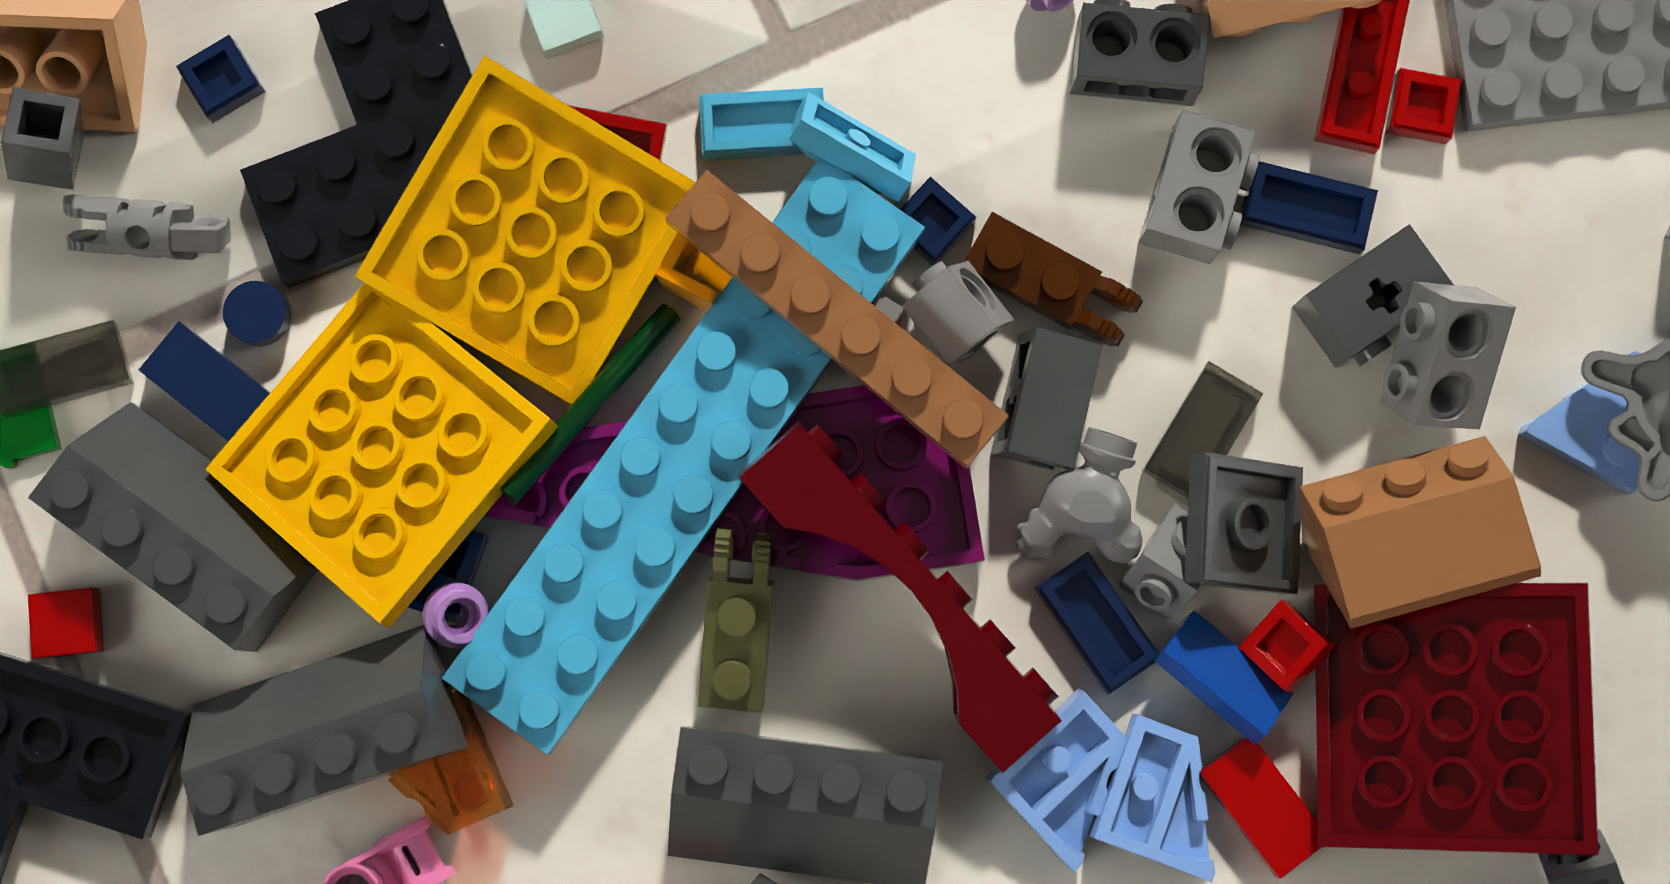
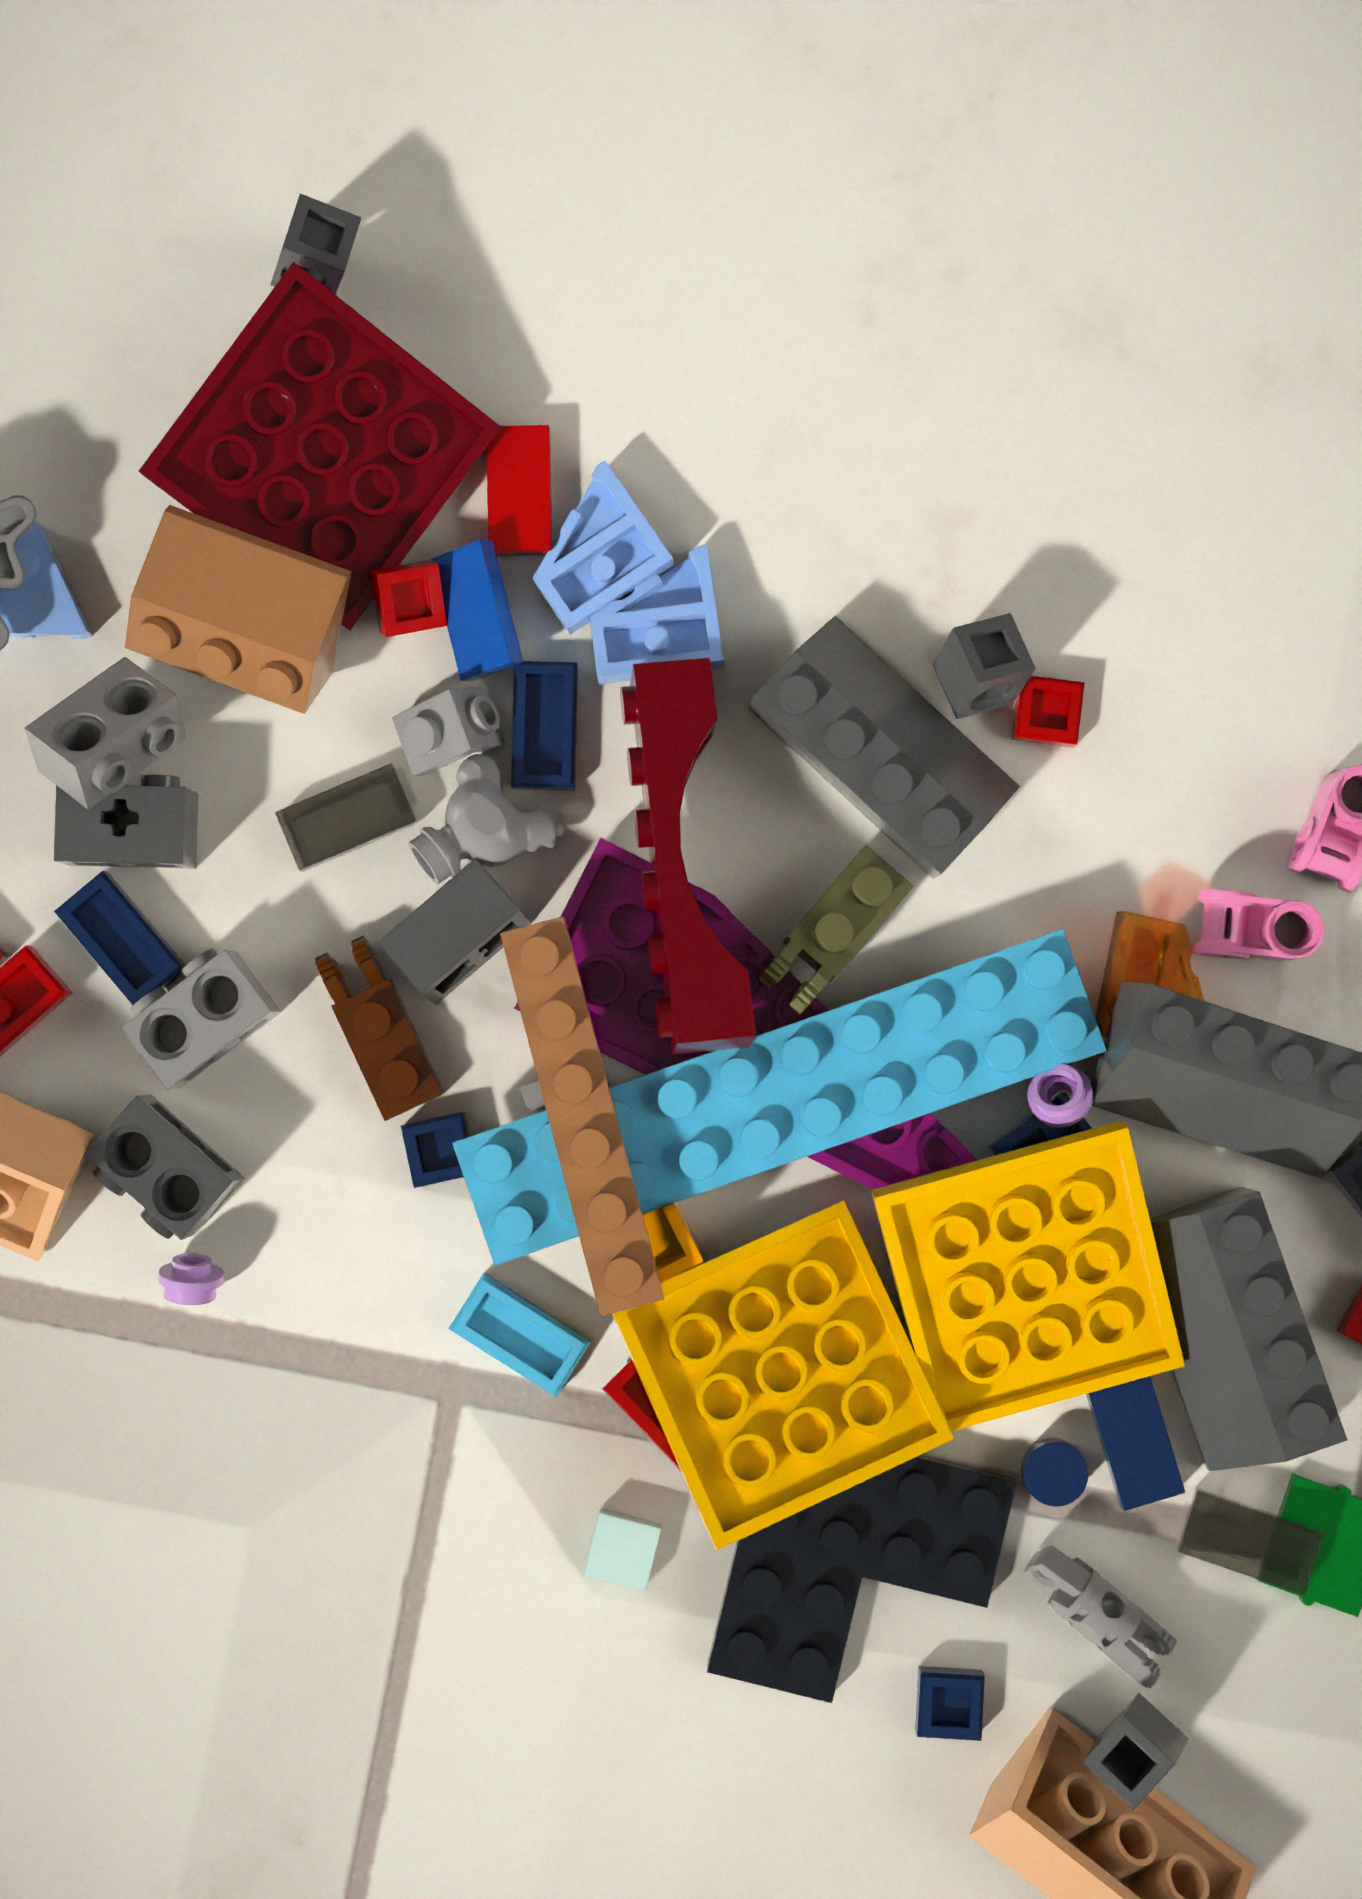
camera: 145 degrees left, 5 degrees up
(592, 401) = (825, 1195): dark green bar -> none
(852, 147) = (462, 1255): medium azure plate -> none
(956, 310) = (475, 1057): light grey brick -> none
(1243, 524) = (371, 717): dark grey tile -> none

